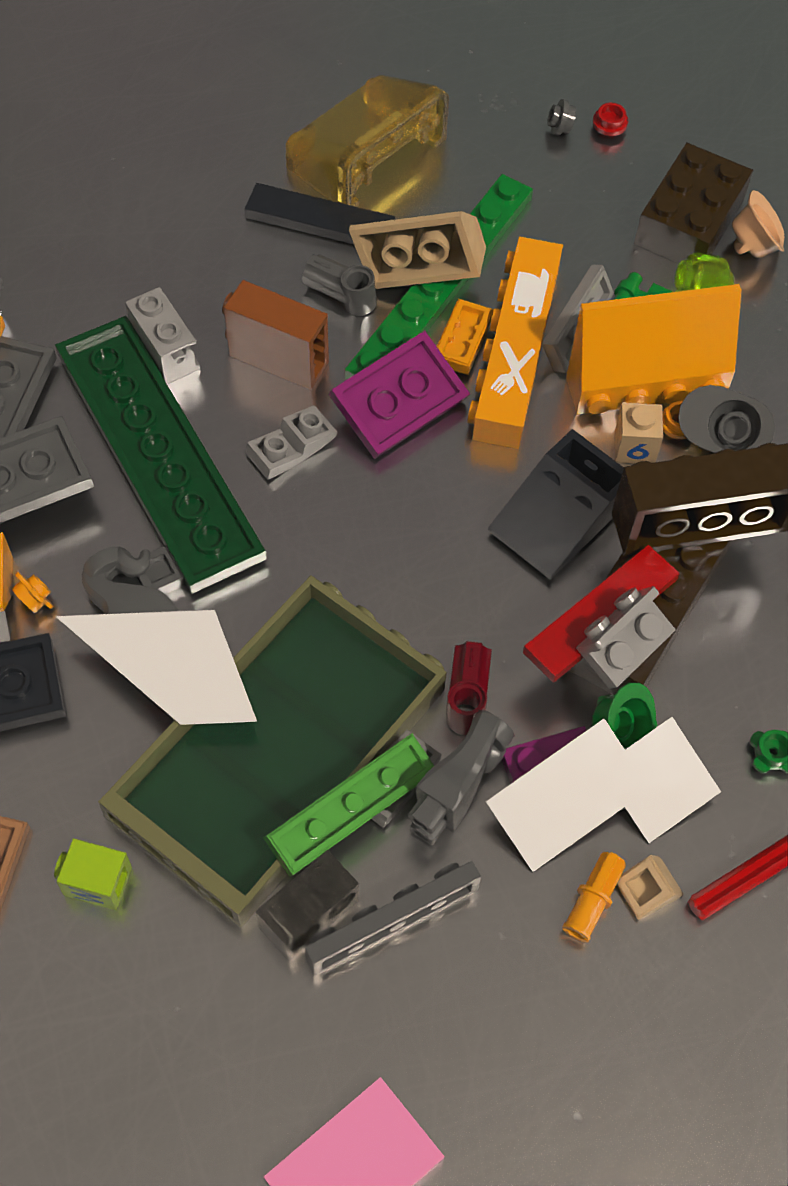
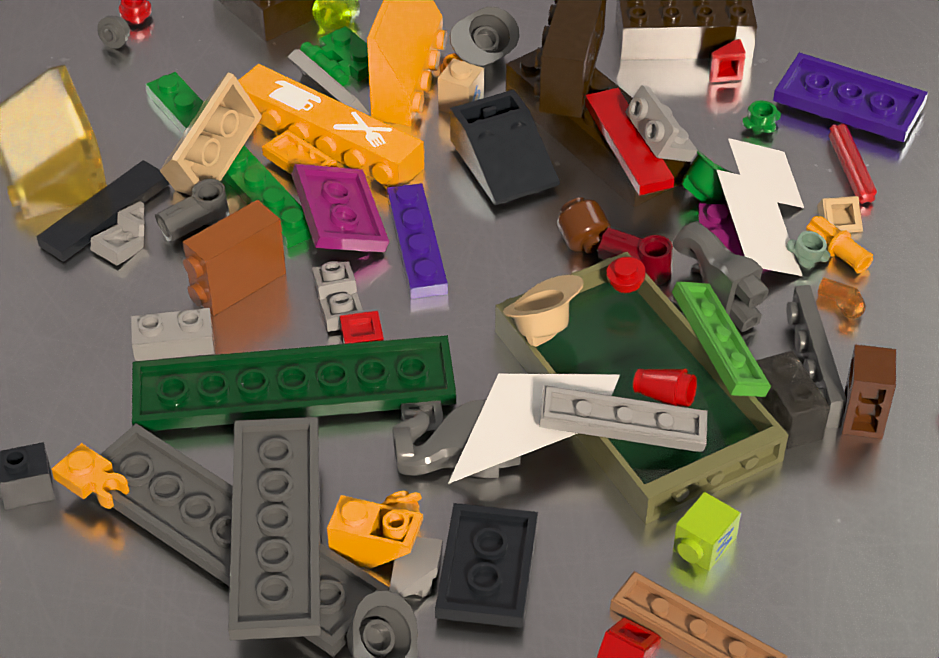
camera: 65 degrees left, 15 degrees down
(191, 745) = (623, 419): none -> light grey tile
(246, 478) = (361, 327): none -> red plate
(251, 771) = (666, 385): none -> red cone
(291, 247) = (123, 239): none -> light grey slope
(302, 615) = (545, 308): none -> tan piece
(339, 982) = (869, 391): none -> reddish brown brick
(400, 679) = (626, 274): none -> red plate
(401, 479) = (417, 241): none -> dark purple plate
(485, 619) = (582, 224): none -> reddish brown head
(510, 929) = (847, 297): none -> clear orange arm
(580, 864) = (809, 248): none -> sand green plate

